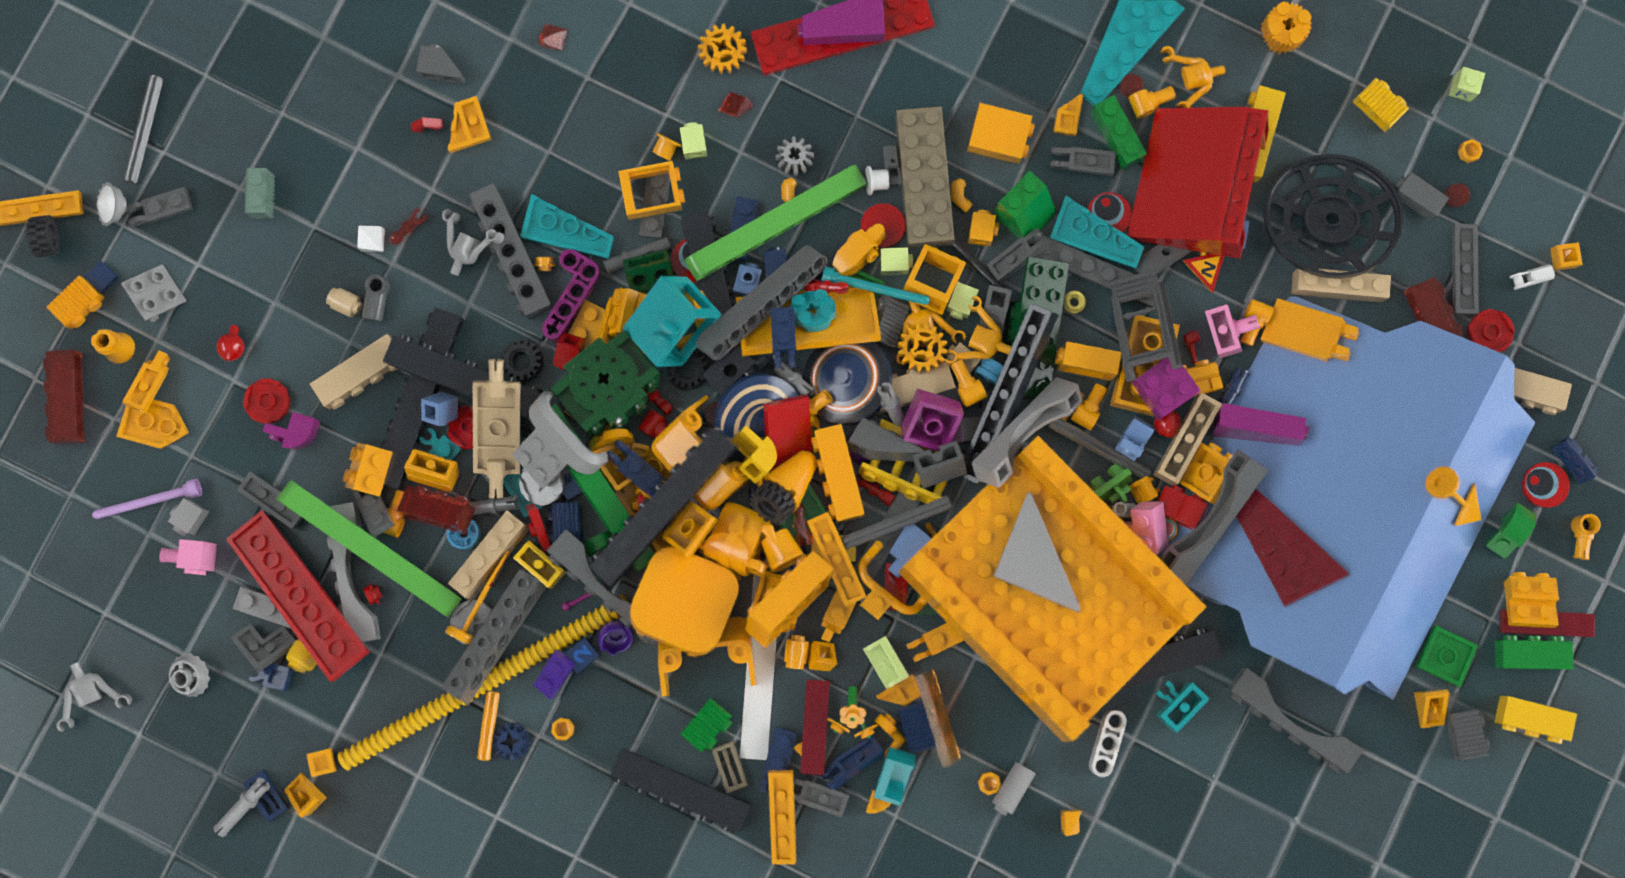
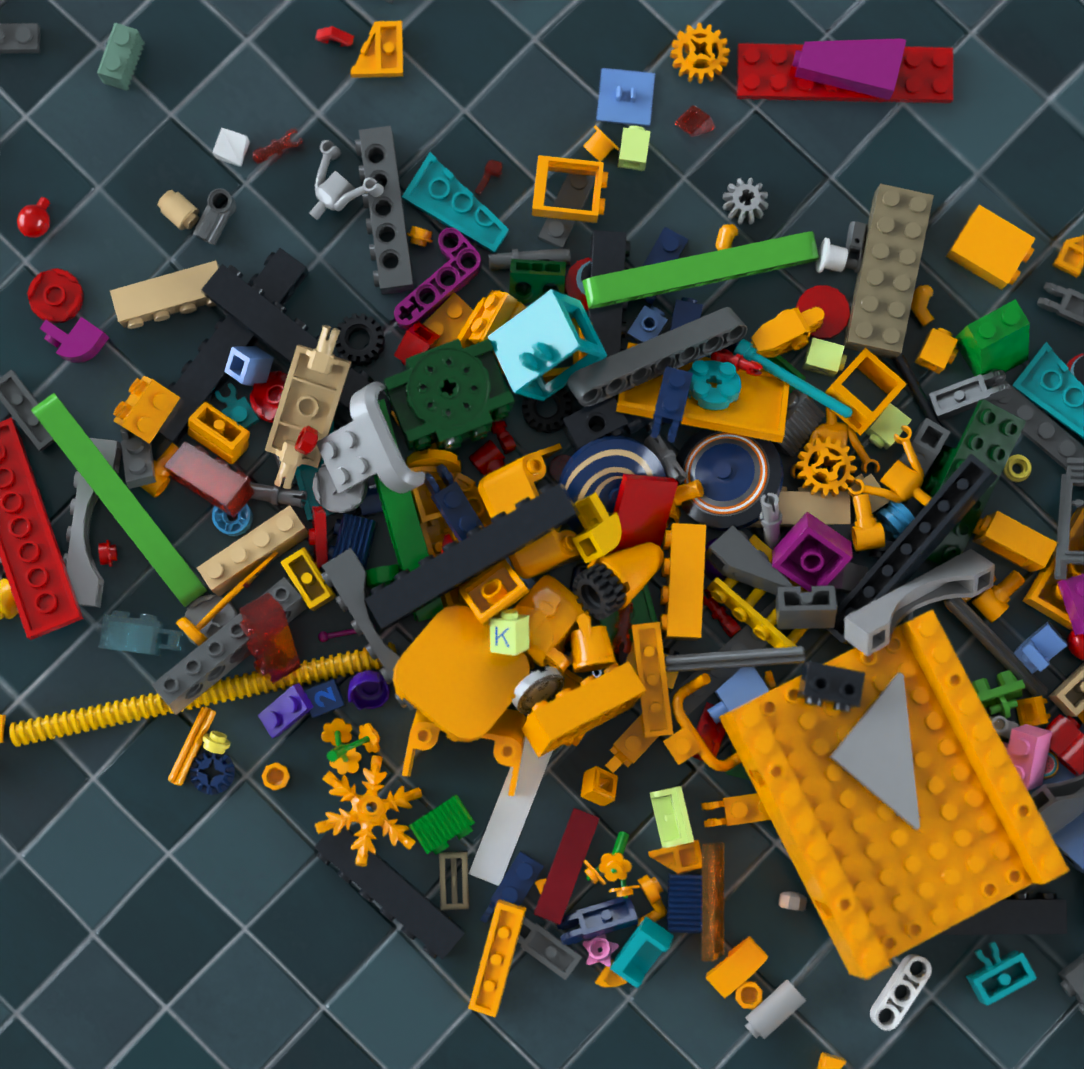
camera: 15 degrees right, 0 degrees up
(416, 651) = (136, 634): none -> clear light blue brick
(504, 455) = (306, 440): none -> red tile
(506, 717) = (216, 742): none -> light yellow plate
(523, 621) = (269, 638): none -> clear red brick
(585, 191) = (492, 168): none -> clear red hand
(612, 696) = (343, 756): none -> light orange plant
(642, 739) = (365, 818): none -> light orange piece
(674, 101) = (625, 97): none -> medium blue piece
(712, 557) = (509, 633): none -> yellowish green brick
(747, 594) = (536, 688): none -> light grey tile
(796, 652) = (571, 772): light orange brick -> none
(866, 789) = (603, 957): none -> bright pink plate
(974, 764) = (737, 967): none -> light orange slope
(977, 520) = (831, 685): none -> black brick
(1001, 698) = (792, 901): none -> light grey tile

